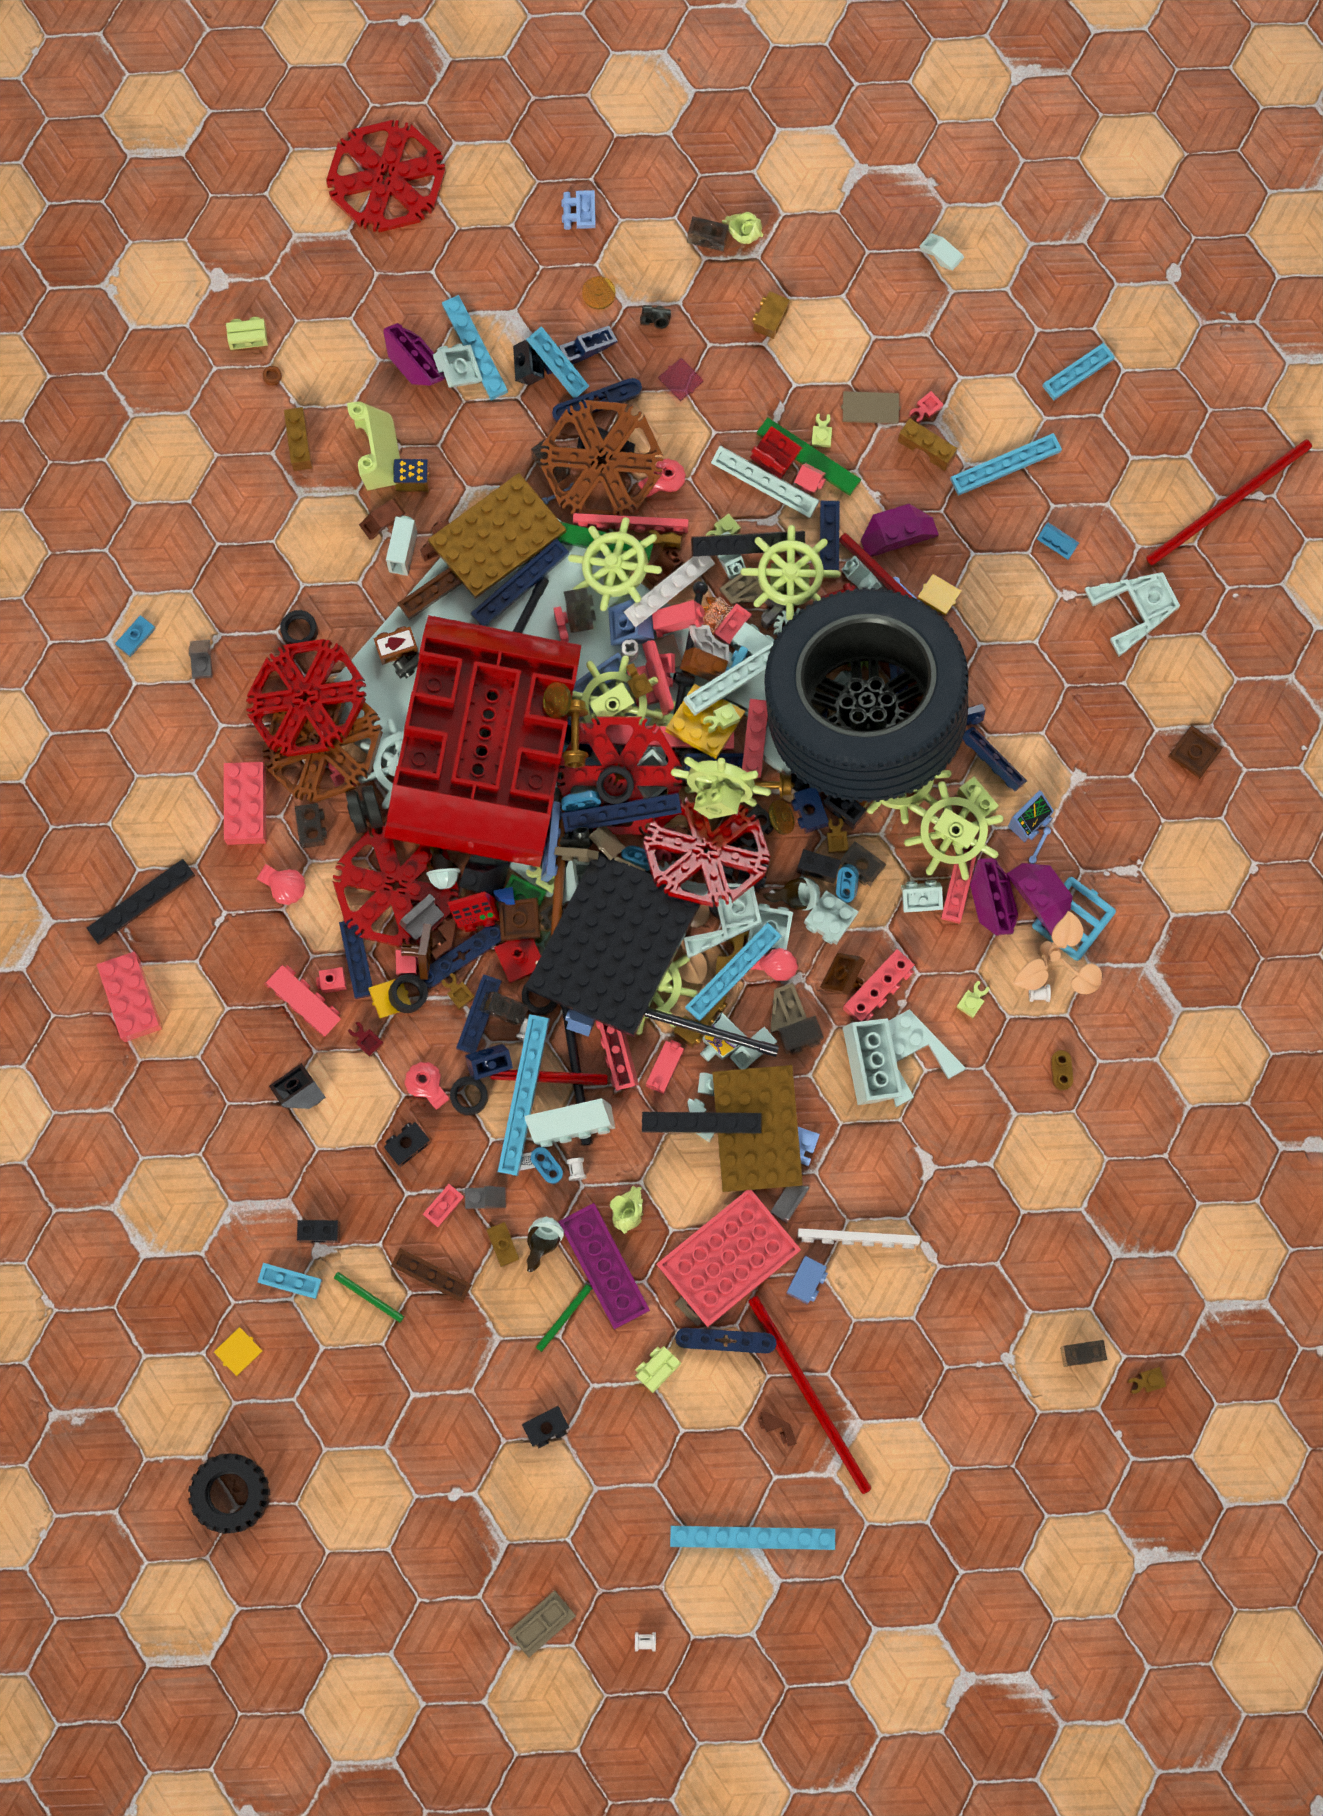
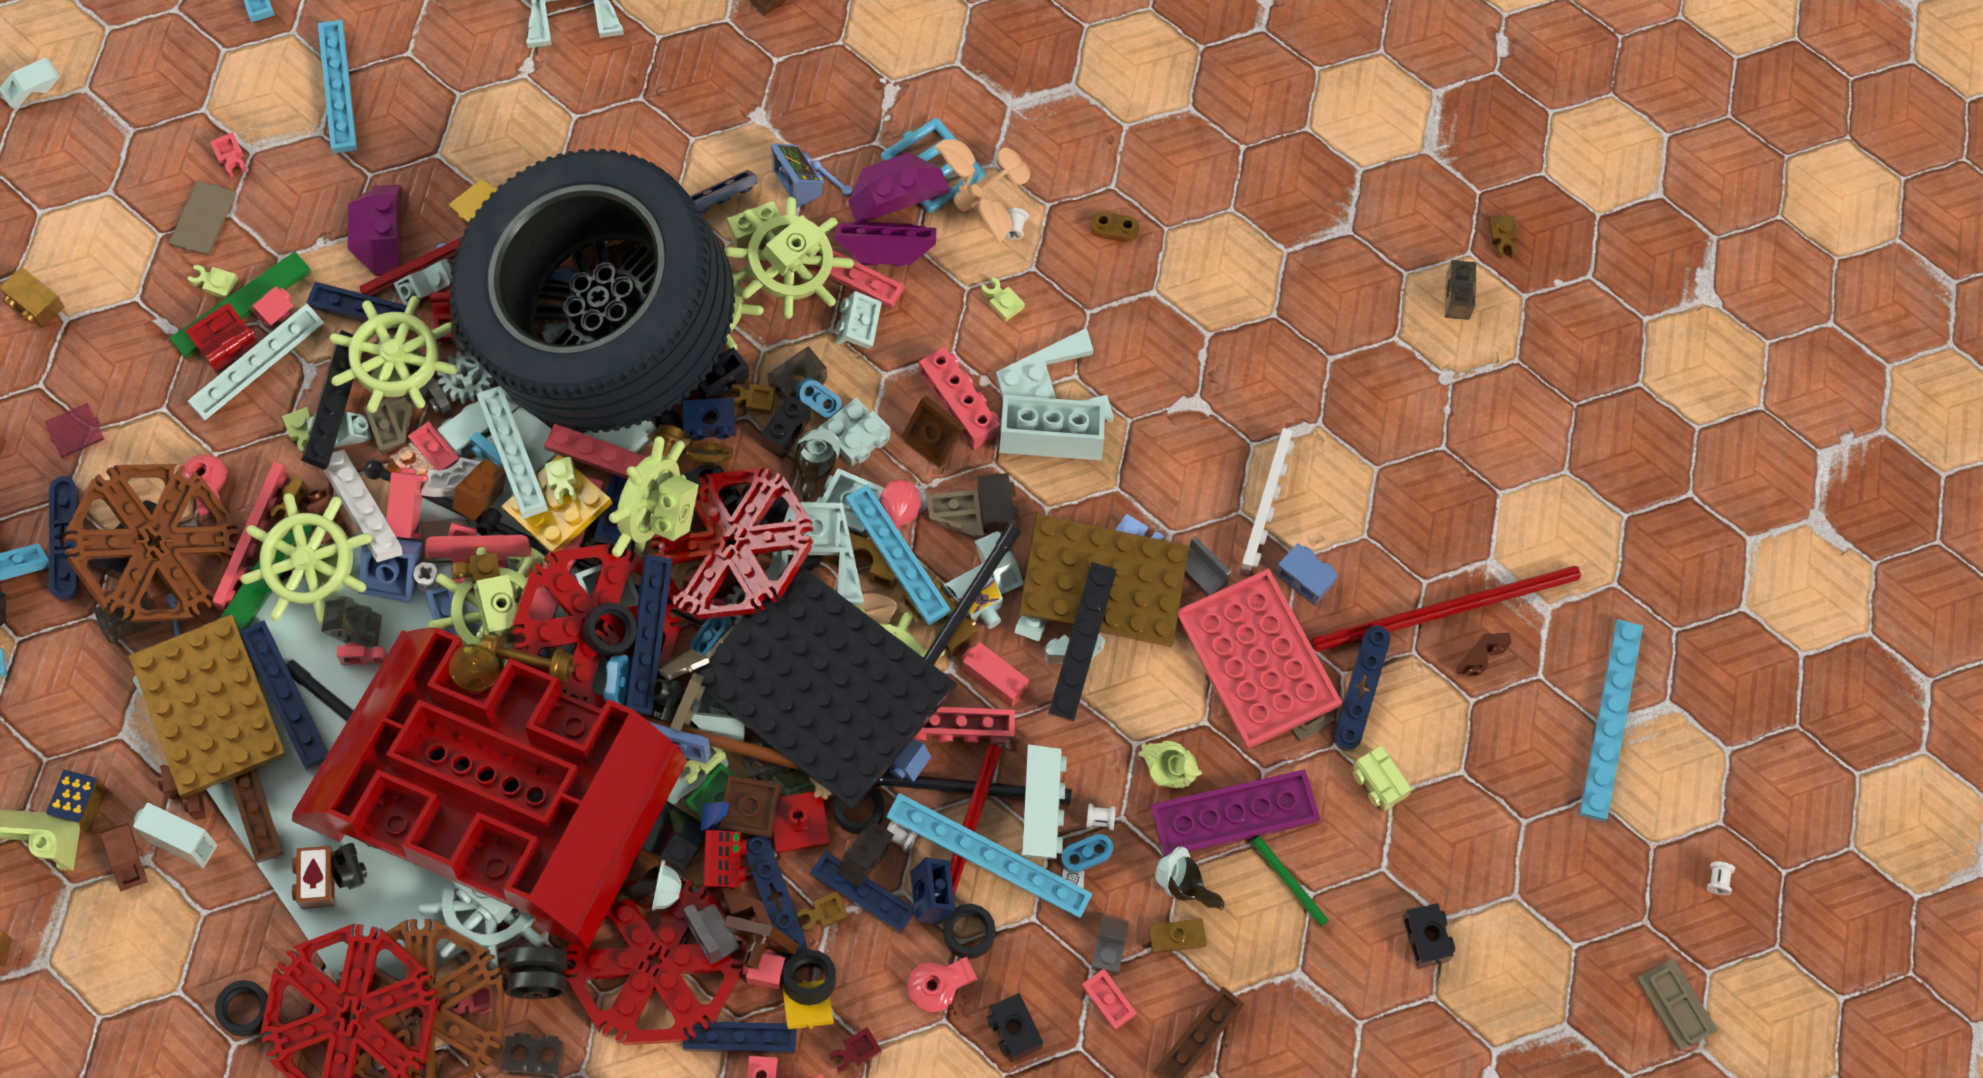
camera: 80 degrees left, 10 degrees down
(916, 436) = (263, 171): pearl gold arch -> none
(1057, 540) = (457, 55): dark azure plate -> none

